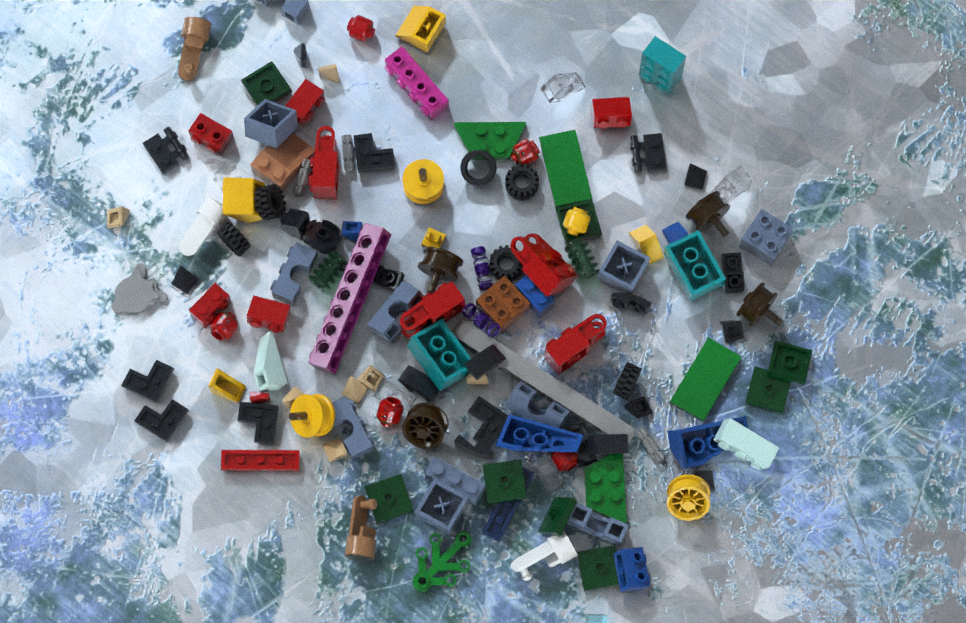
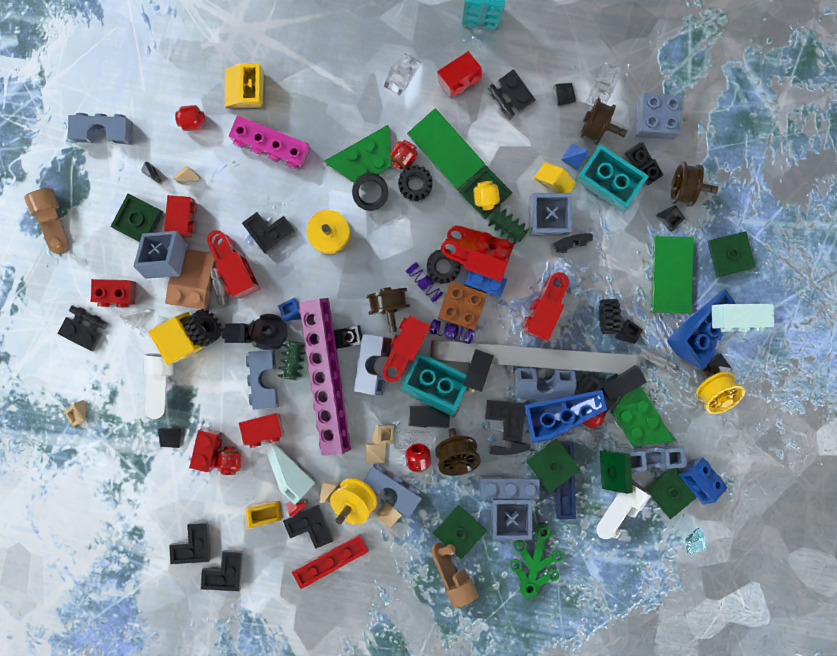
camera: 25 degrees left, 15 degrees up
(136, 293) = (135, 472): light grey tile -> none
(233, 239) = (190, 379): black tyre -> none
(348, 152) = (245, 240): light grey axle -> none
(433, 238) = (367, 279): yellow tile -> none
(789, 362) = (738, 220): dark green plate -> none

